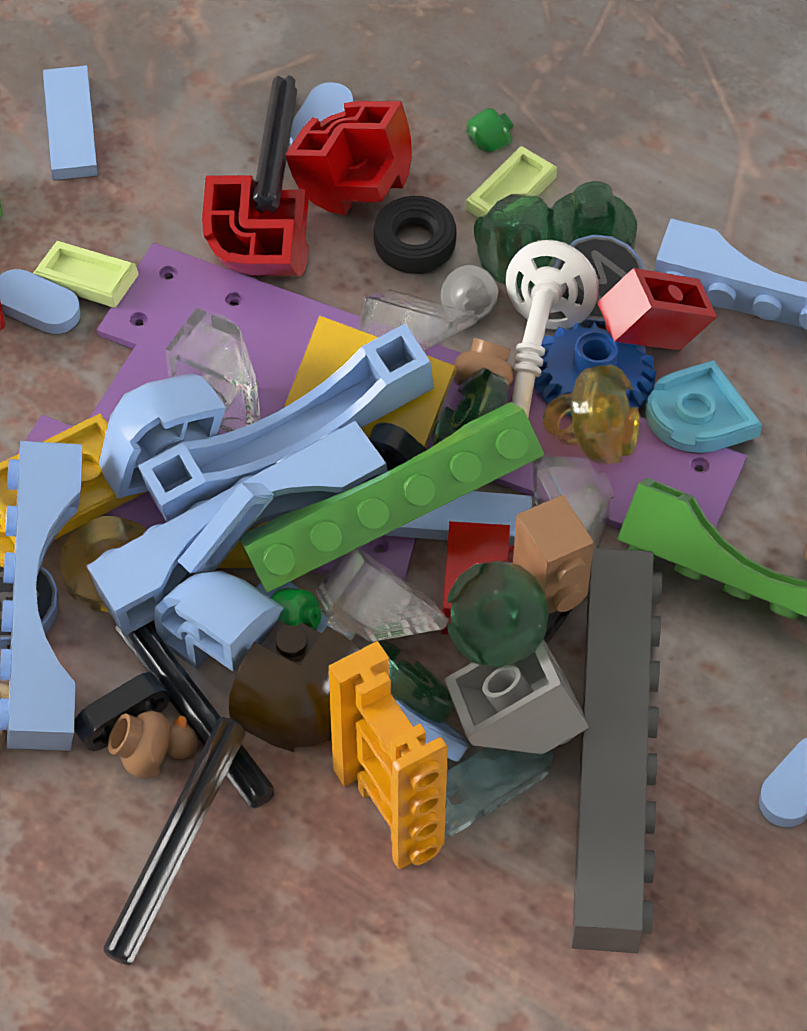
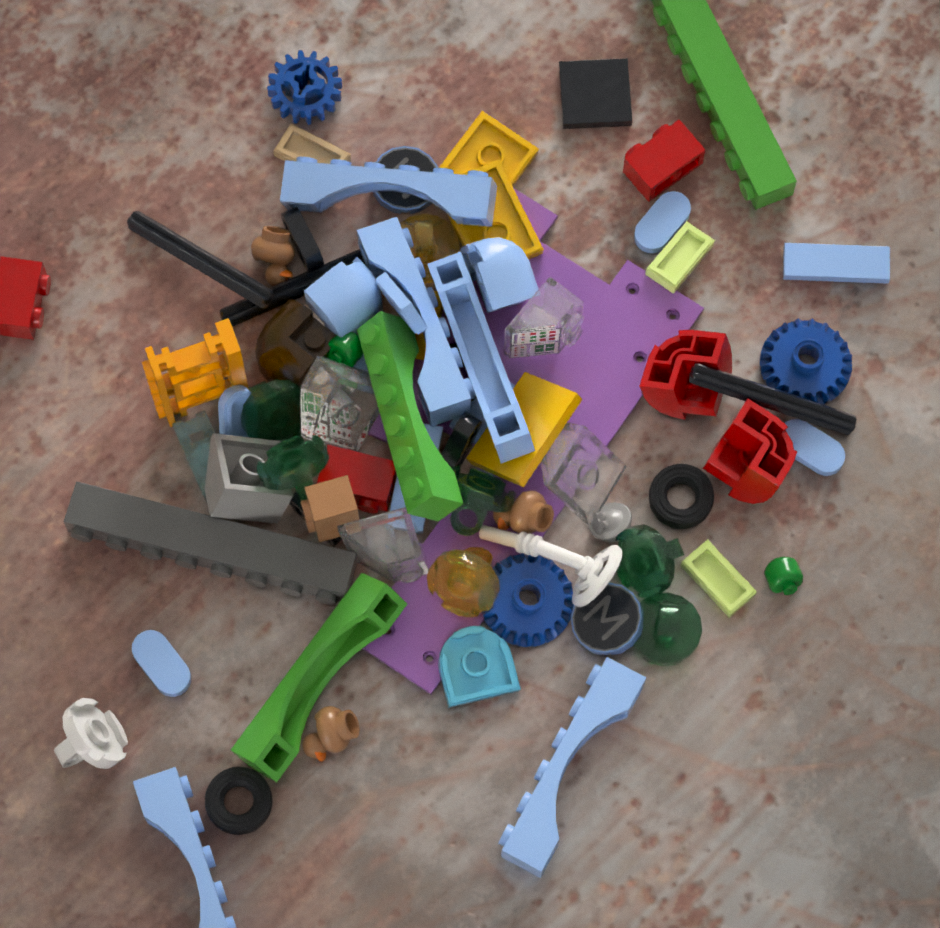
camera: 100 degrees right, 15 degrees up
(208, 136) = (816, 381): none -> blue gear
(656, 309) = (555, 644): red brick -> none

